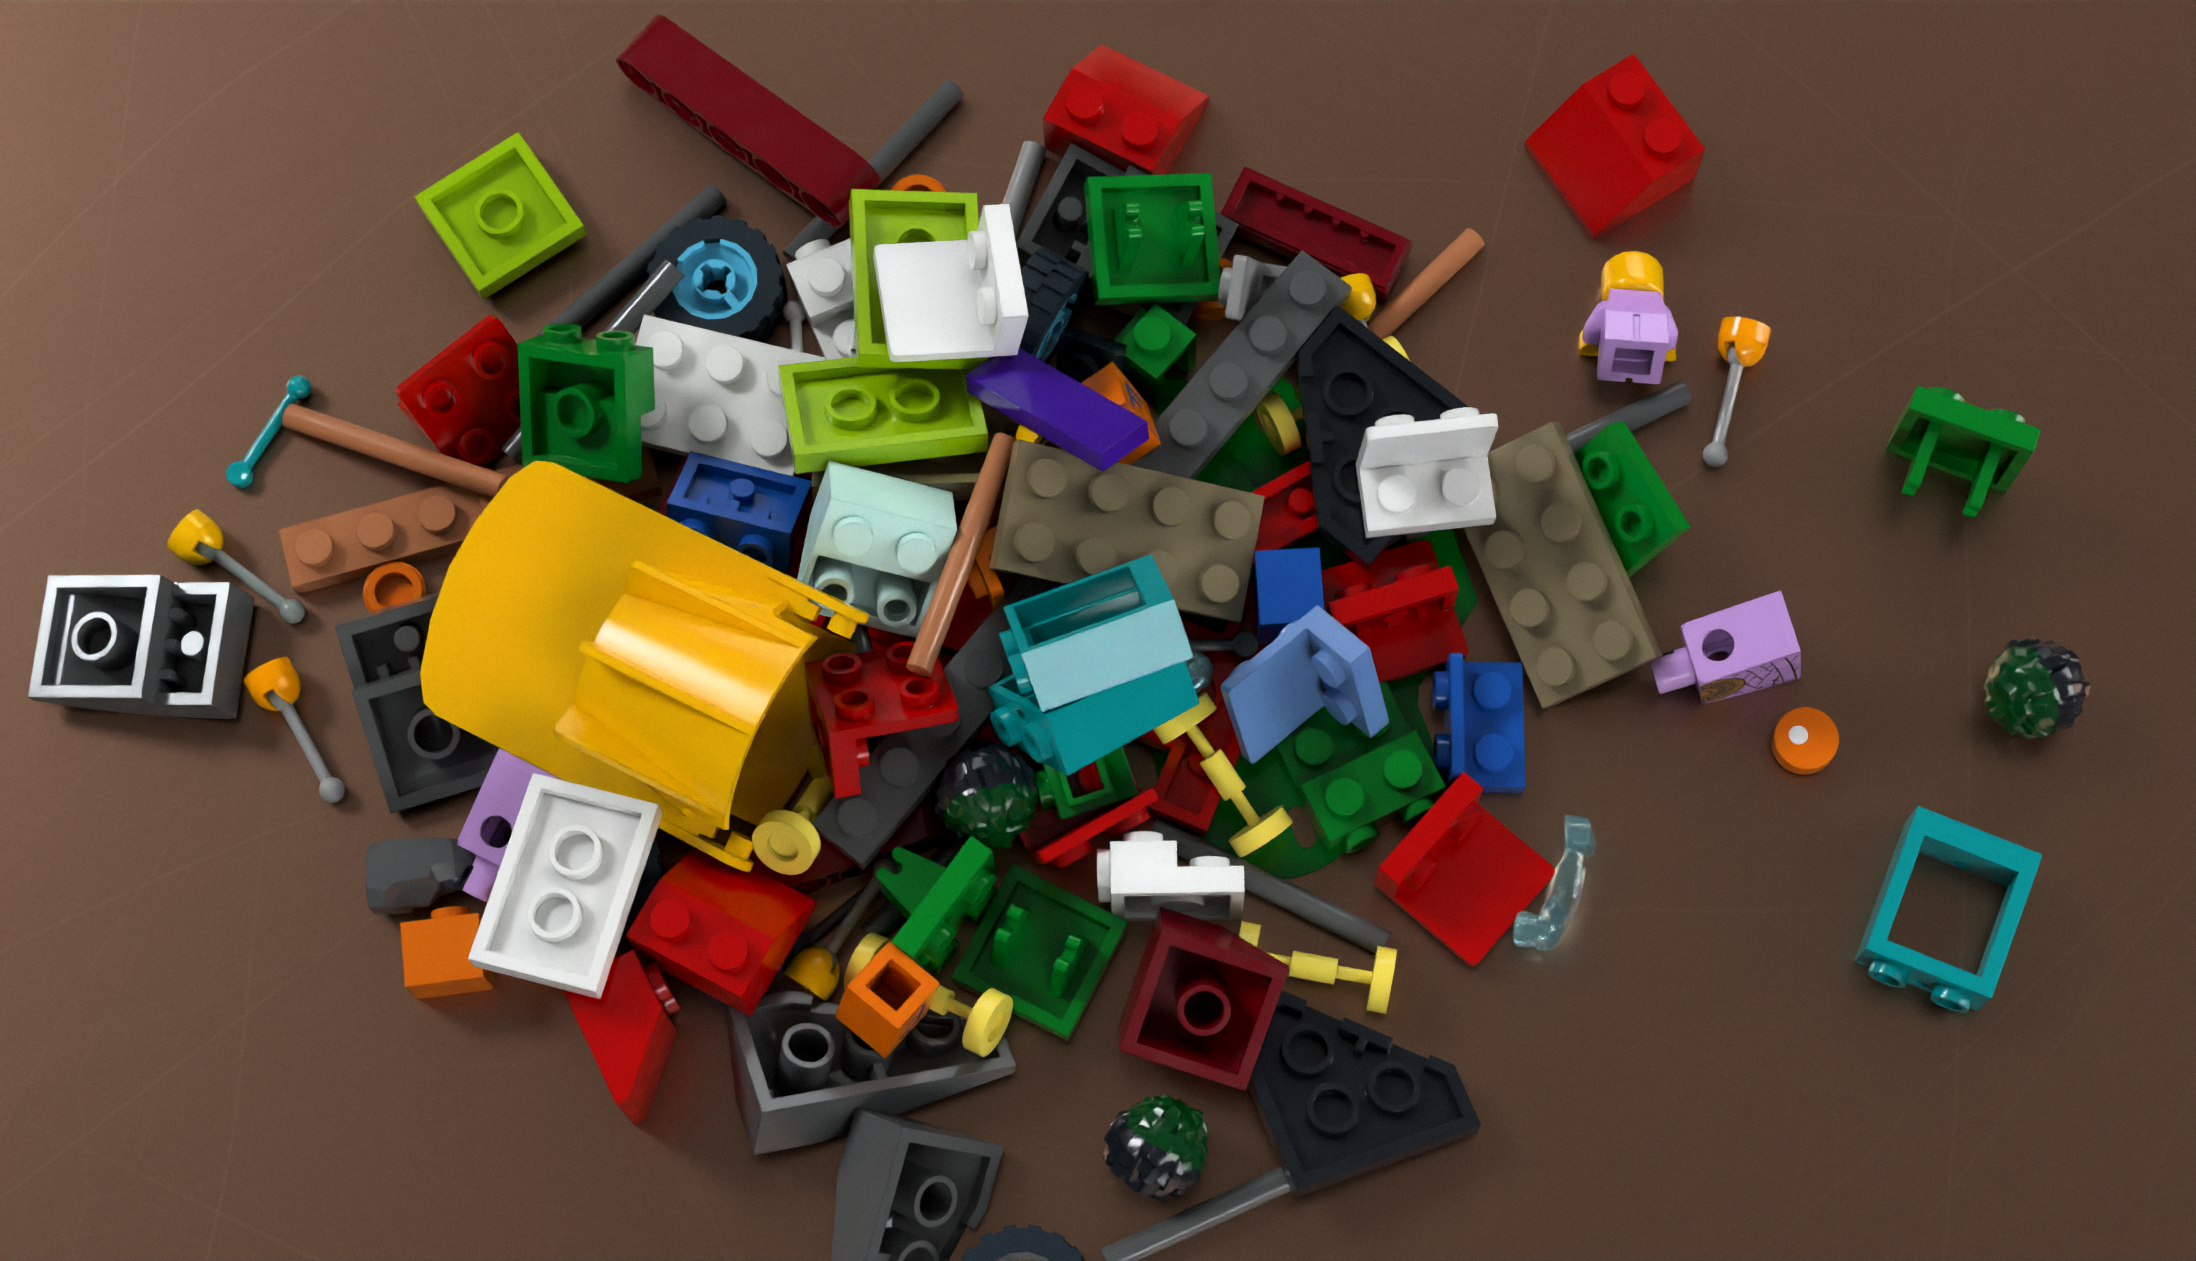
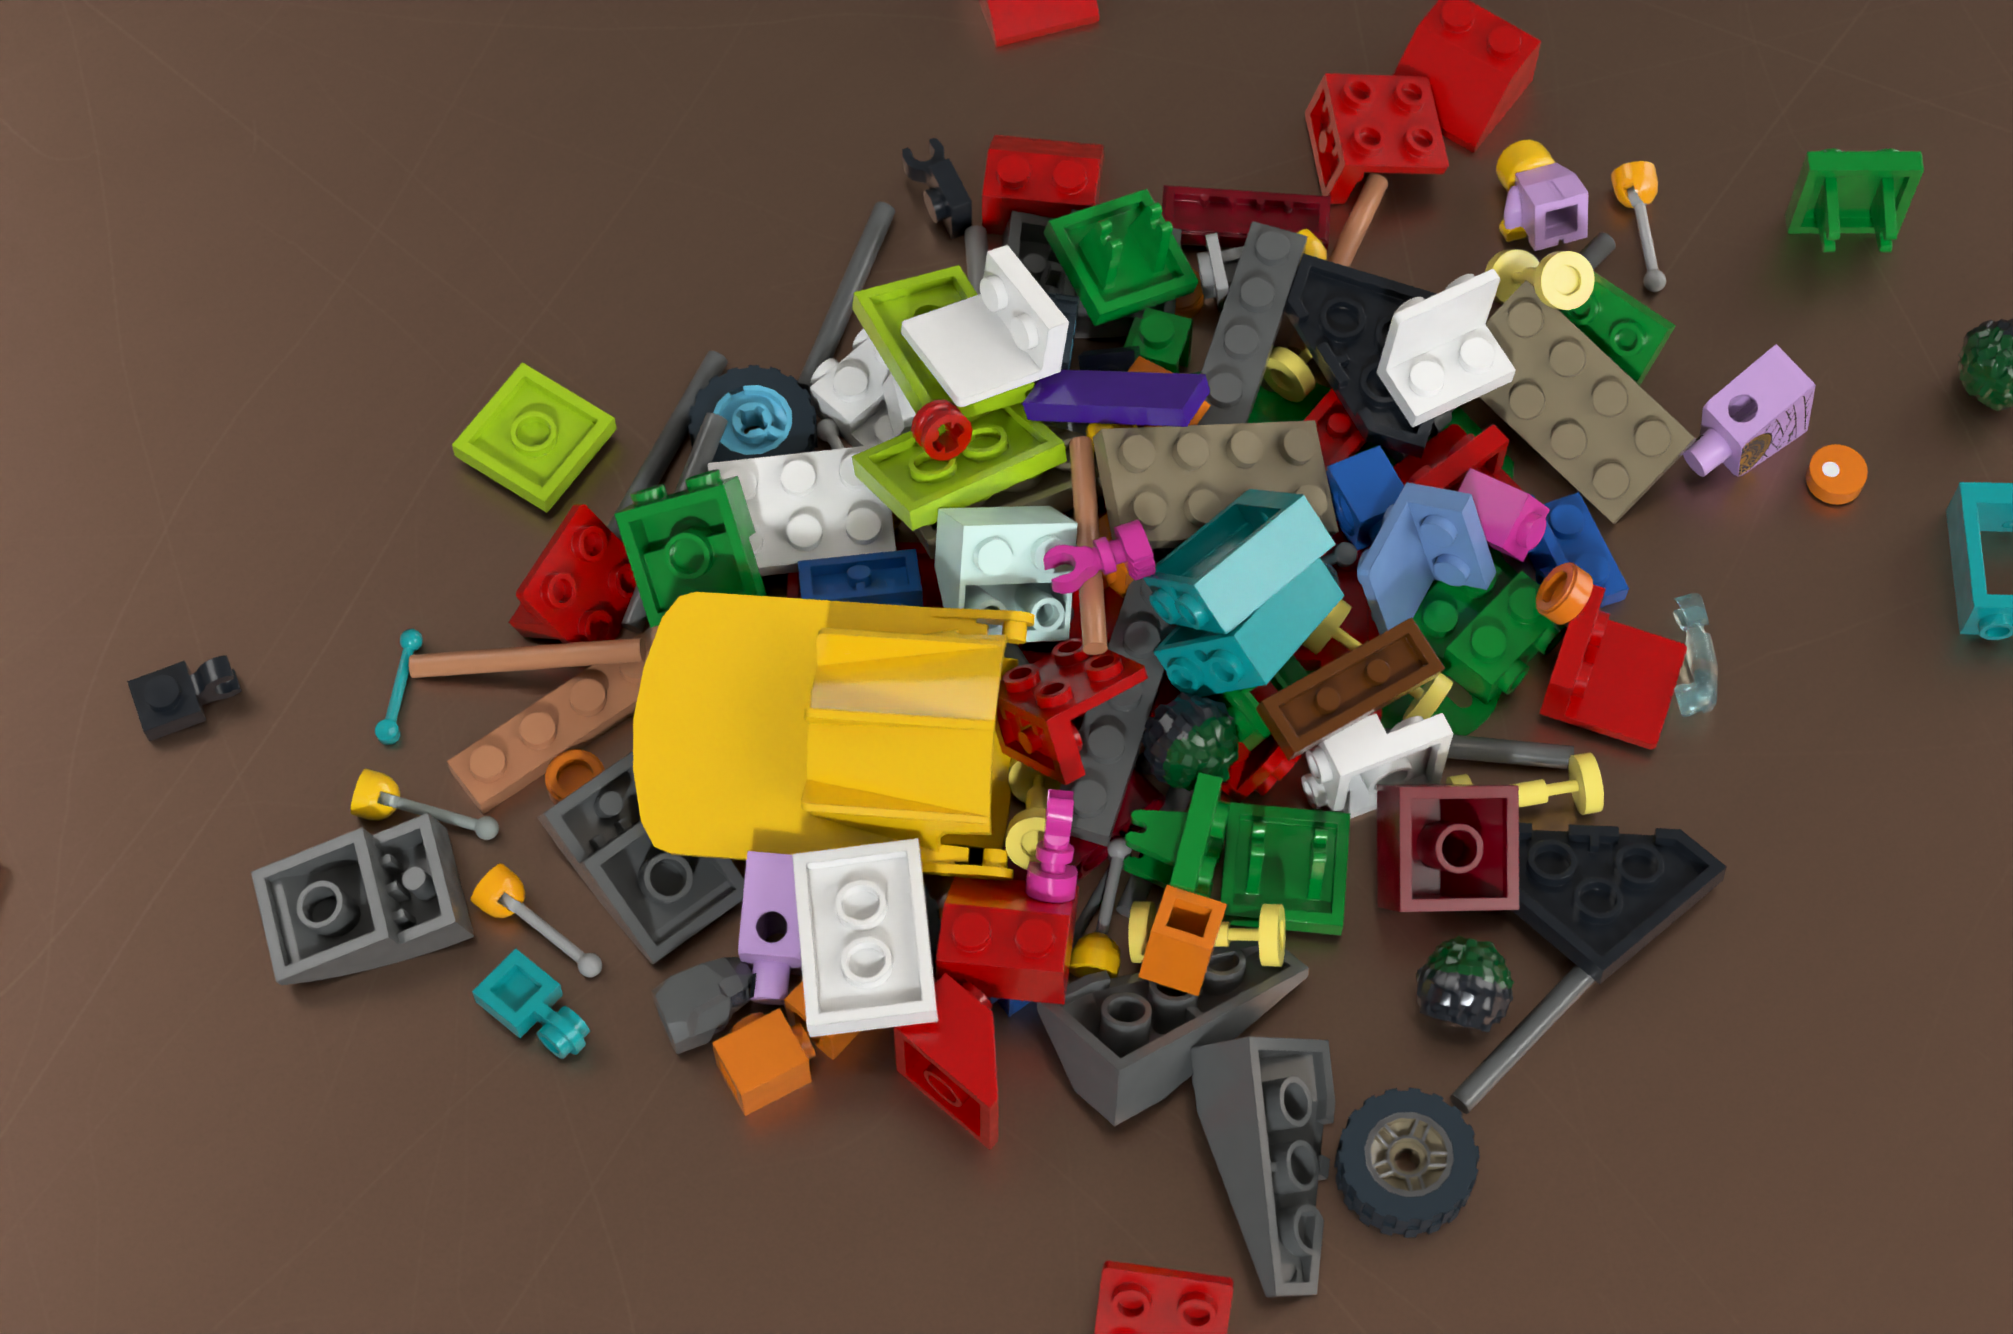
camera: 25 degrees left, 10 degrees down
(53, 363) = (174, 696): none -> black plate
(250, 800) = (521, 995): none -> teal plate
(746, 120) = (721, 287): dark red beam -> none
(784, 881) = (1052, 878): none -> dark pink piece
(867, 392) = (957, 428): none -> red bush
(993, 578) = (1128, 548): none -> dark pink piece
(1015, 100) = (946, 194): none -> black plate
(1157, 807) = (1350, 688): none -> reddish brown plate
(1414, 665) = (1509, 517): none -> dark pink brick
(1438, 777) = (1564, 593): none -> orange tile
(1491, 184) = (1372, 127): none -> red bracket
(1583, 433) = (1560, 279): none -> light yellow wheel

